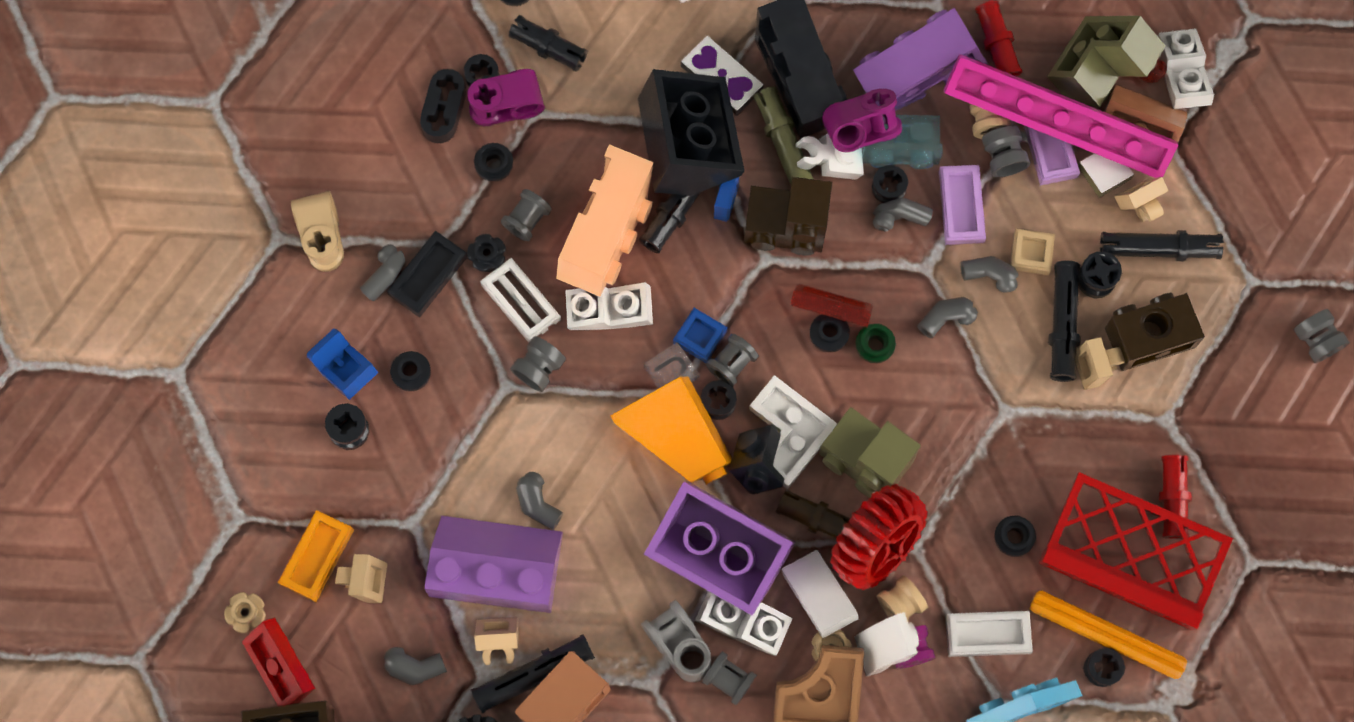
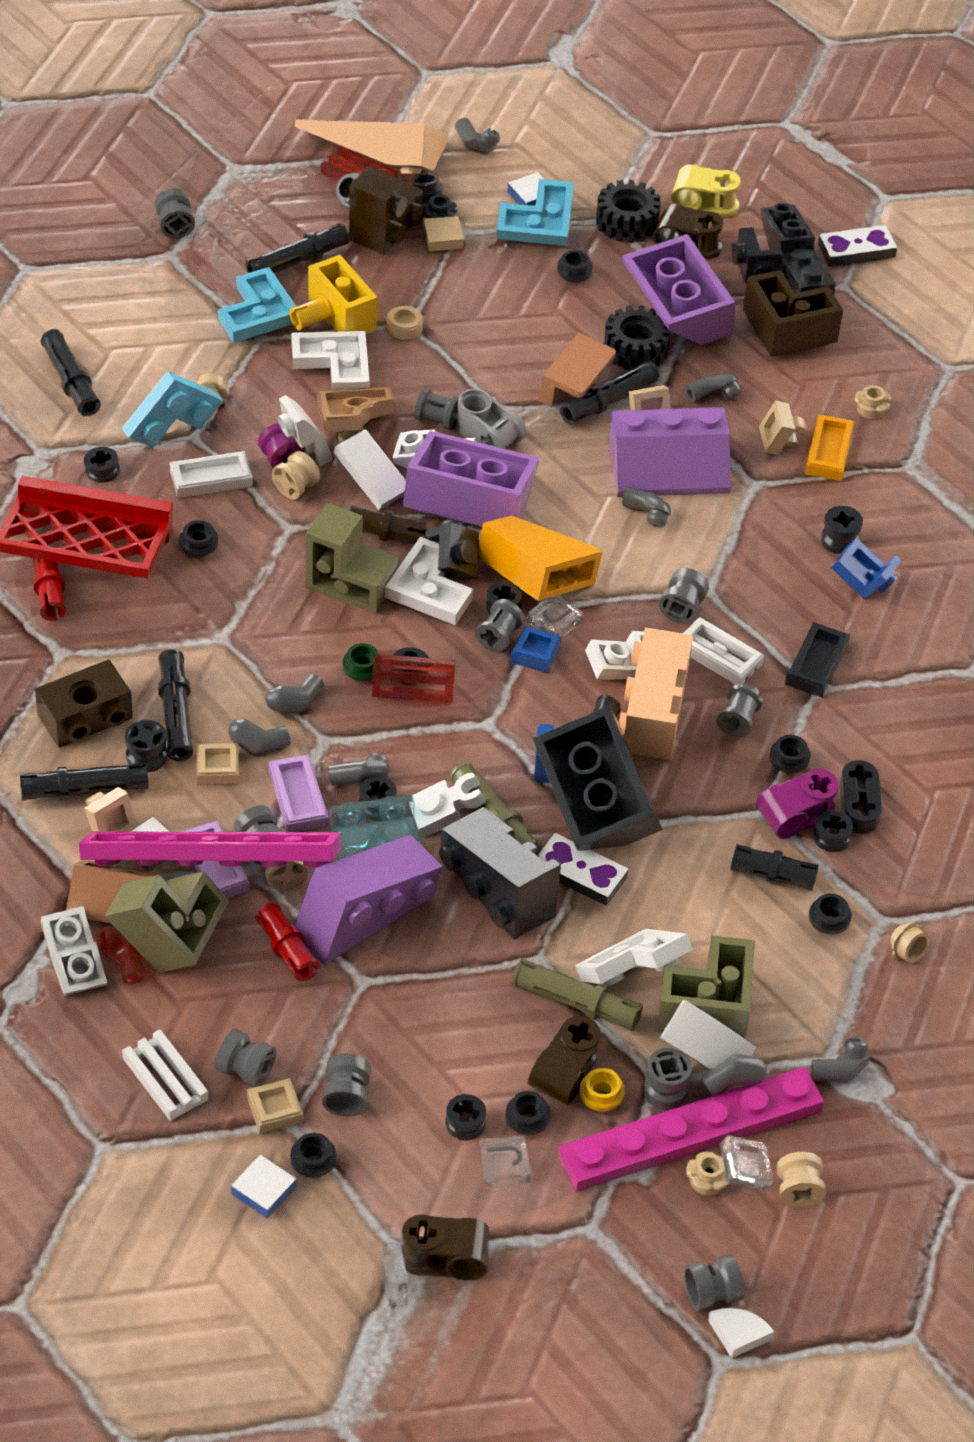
camera: 165 degrees right, 25 degrees down
(278, 663) = (814, 361): red plate -> none
(318, 226) = (937, 666): tan piece -> none
(385, 274) = (856, 644): dark grey arm -> none
(414, 382) = (801, 581): black plate -> none
(490, 262) = (767, 680): black plate -> none
(789, 217) = (474, 735): dark brown brick -> none
(862, 120) = (424, 808): magenta piece -> none
(879, 536) = (332, 481): red gear -> none
(1096, 363) = (138, 669): tan tile -> none
(1108, 634) = (101, 481): light orange axle -> none

